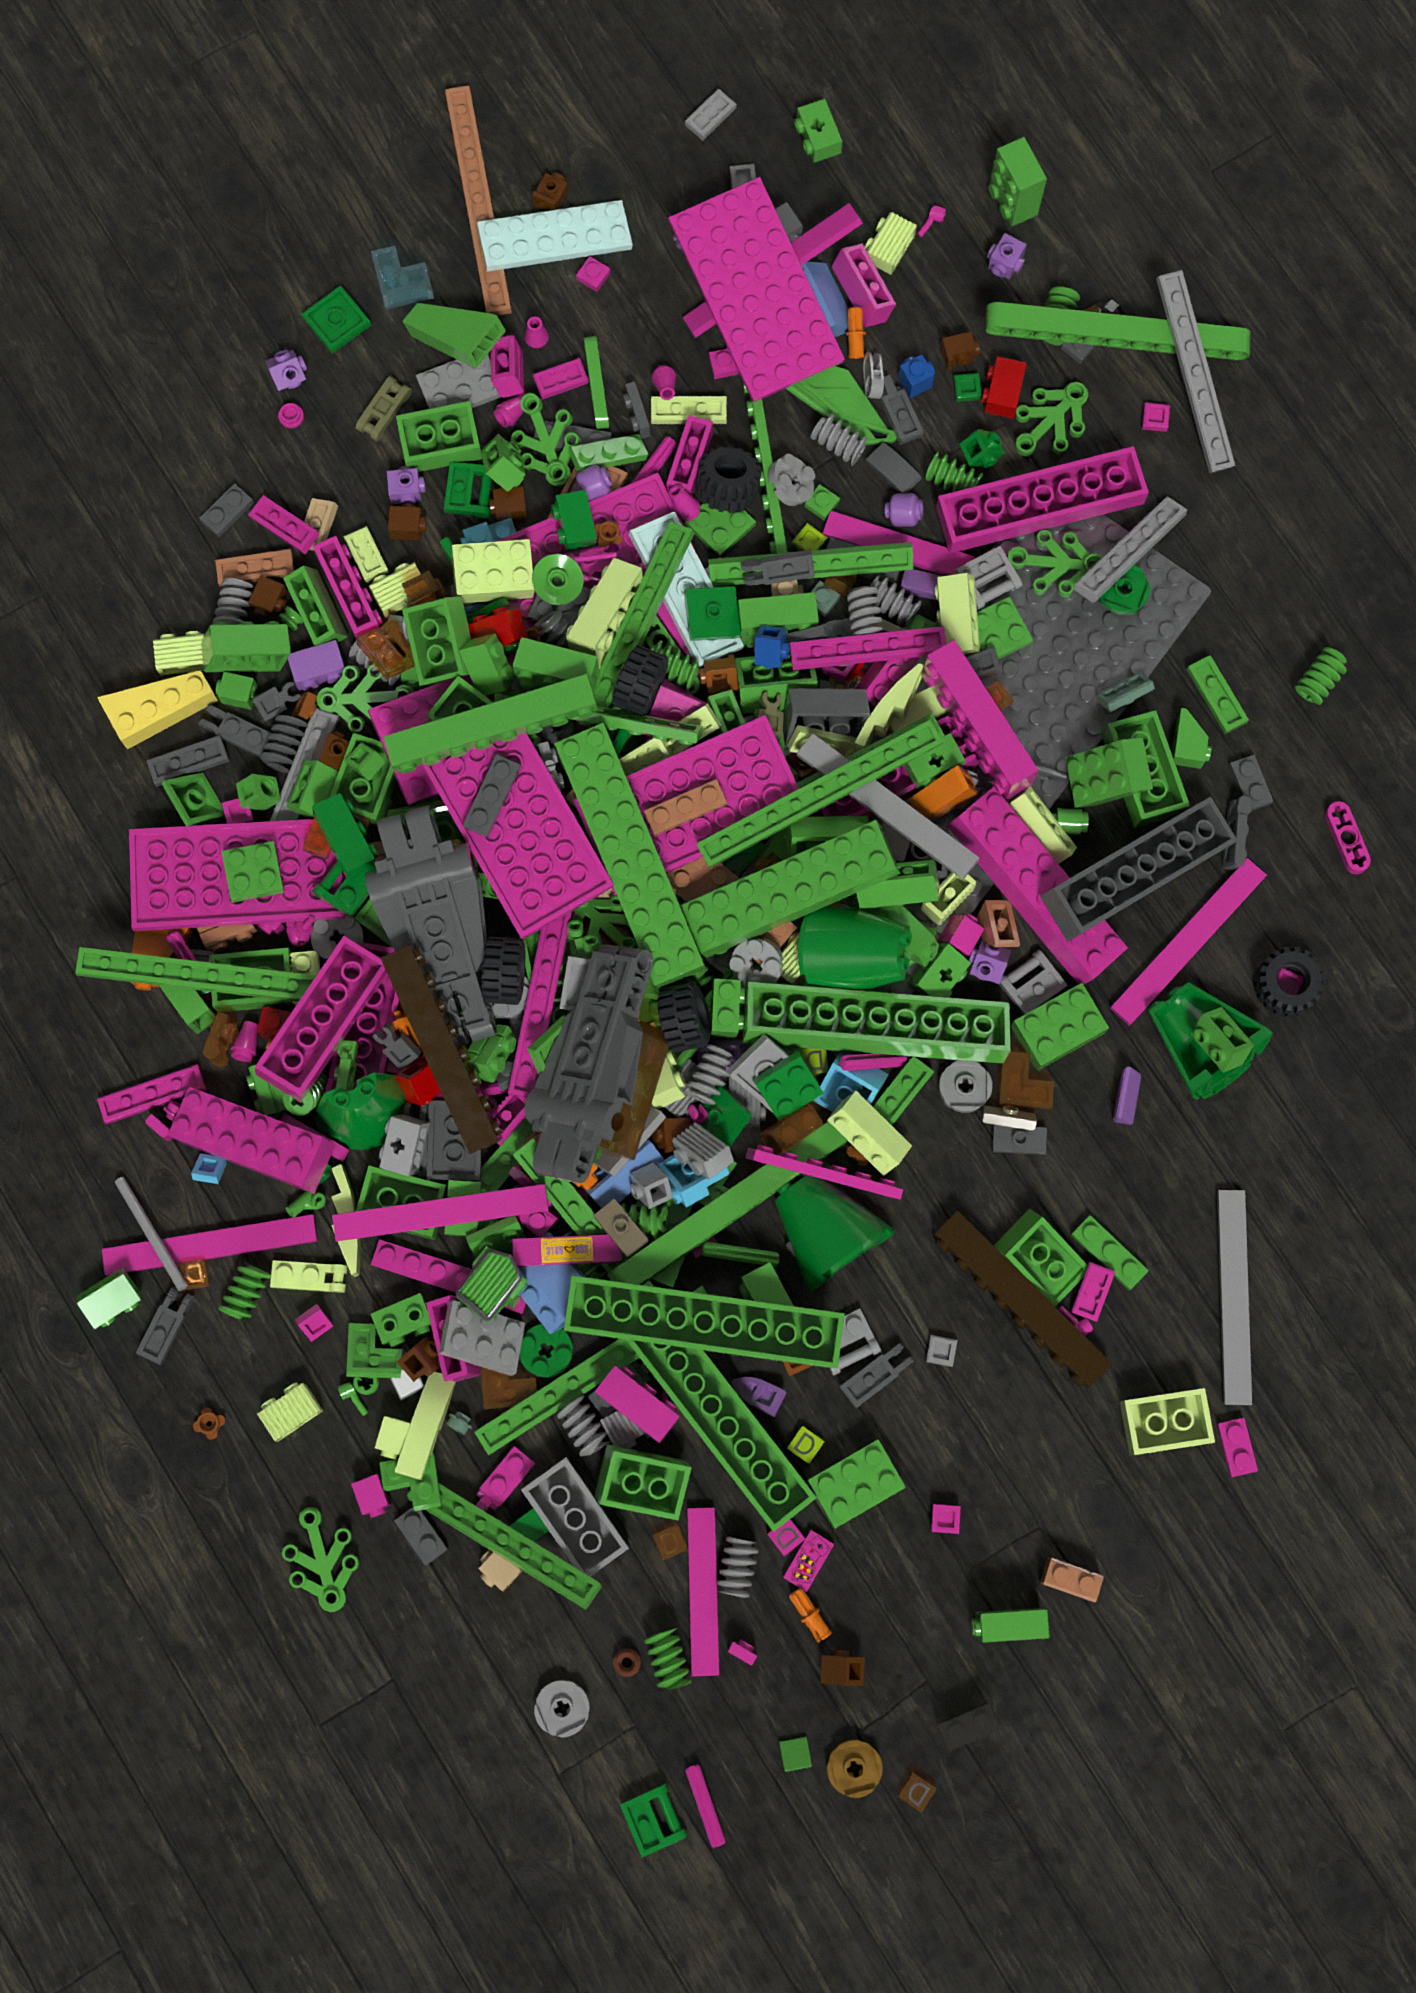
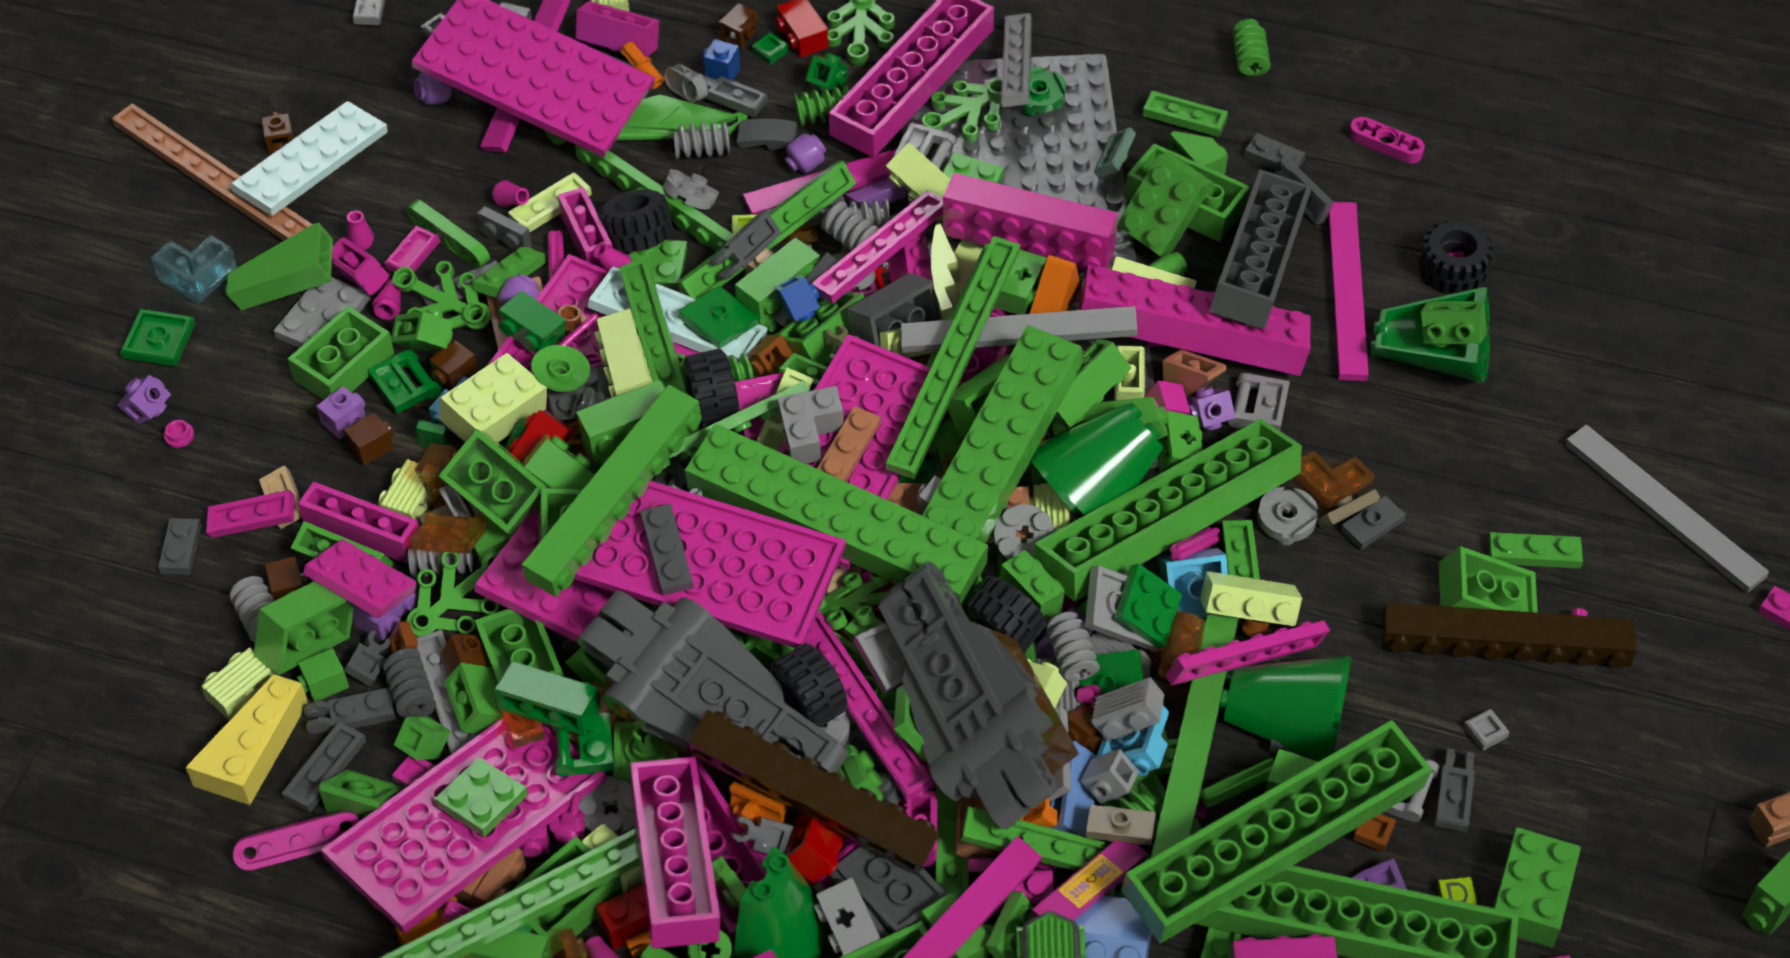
camera: 40 degrees left, 25 degrees down
(130, 802) = (291, 840): none -> dark pink plate
(250, 567) = (252, 563): nougat plate -> none
(301, 643) = (360, 578): none -> dark pink plate
(365, 761) = (508, 631): bright green slope -> none
(366, 554) = (353, 485): yellowish green plate -> none
(383, 408) = (265, 372): olive plate -> none
(593, 274) = (370, 166): dark pink plate -> none
(668, 763) = (807, 416): none -> light grey brick
(713, 883) = (925, 494): none -> light grey plate
(722, 364) = (547, 156): dark pink plate -> none
(822, 502) = (729, 195): bright green plate -> none
(945, 1519) = (1636, 855): dark pink plate -> none
(1059, 1026) = (1318, 411): bright green brick -> none
(1093, 1291) = (1555, 584): dark pink plate -> none
(1127, 1096) = (1420, 428): medium lavender slope -> none
(1167, 1422) = (1723, 631): yellowish green brick -> none

